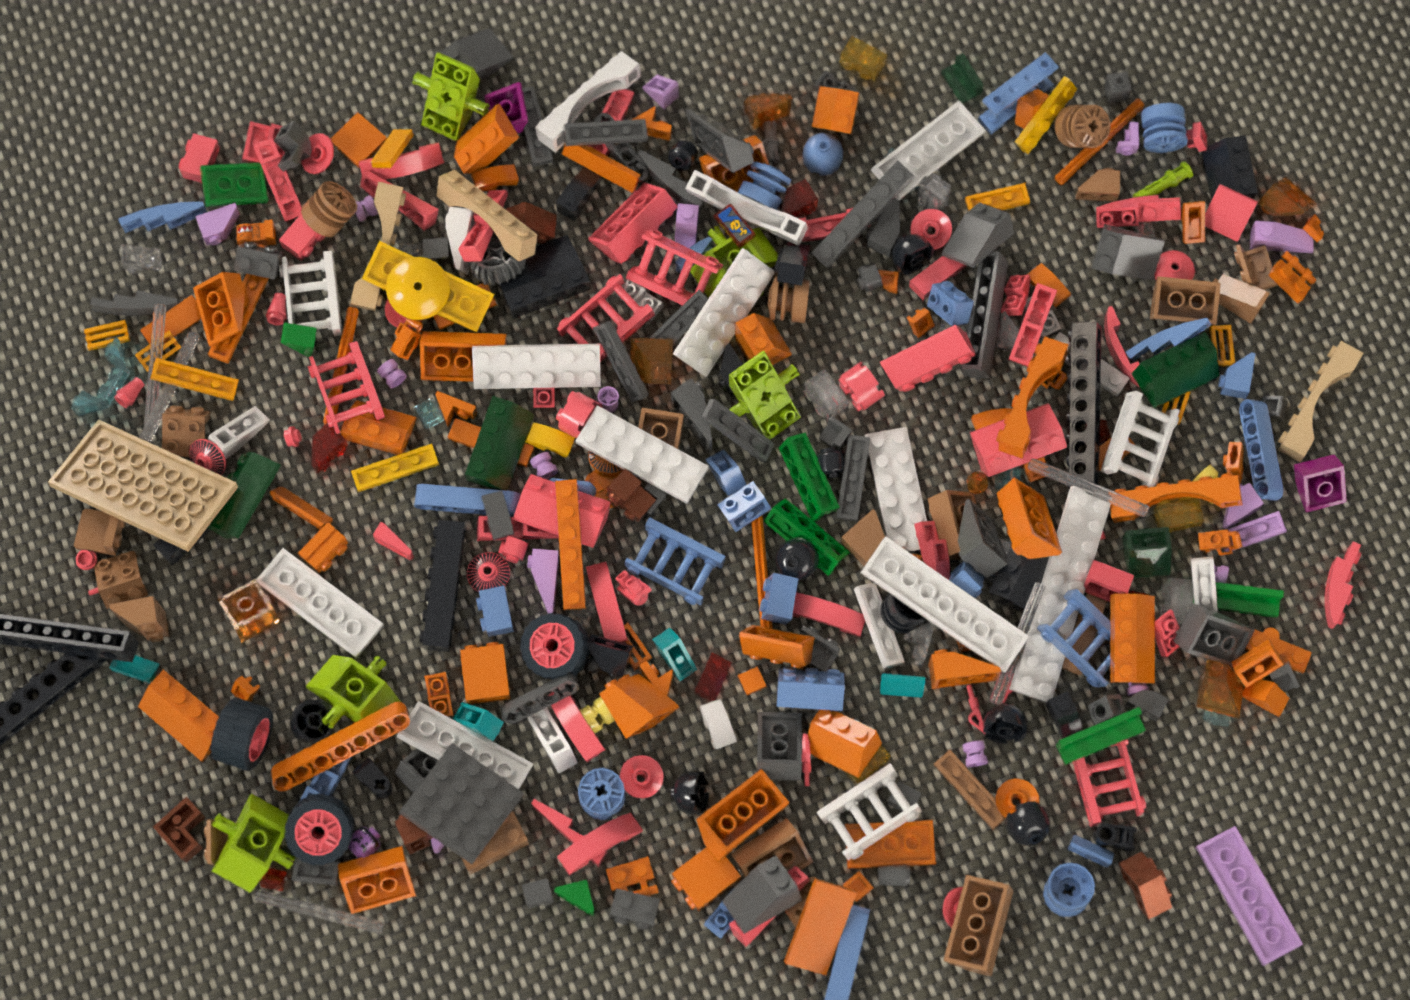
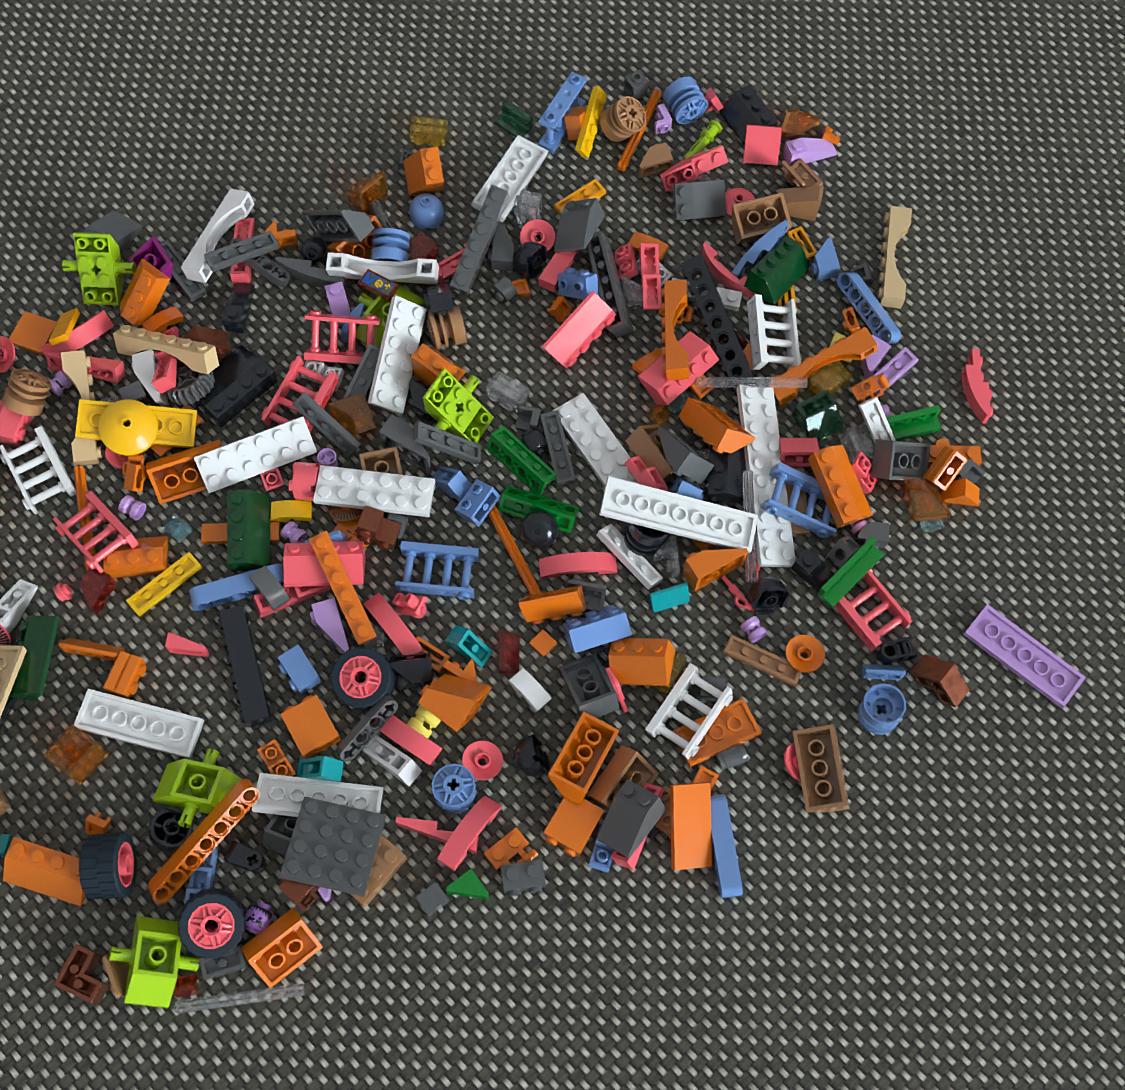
camera: 25 degrees left, 5 degrees down
(277, 310) = (11, 493): coral cone -> none
(299, 338) = (38, 506): green slope -> none
(451, 405) = (194, 514): orange slope -> none
(498, 577) = (274, 649): dish -> none
(513, 549) = (294, 612): coral plate -> none
(603, 166) = (249, 279): orange tile -> none
(624, 228) = (289, 319): coral slope -> none
(662, 90) = (277, 208): lavender slope -> none
(779, 598) = (538, 565): medium blue brick -> none
(861, 386) = (534, 373): coral brick -> none
(864, 537) = (588, 492): medium nougat slope -> none
(1028, 824) = (824, 668): black cylinder -> none
(1193, 222) = (738, 160): orange slope -> none
(1288, 280) = (831, 174): orange plate -> none
(1320, 482) = (925, 316): magenta slope -> none

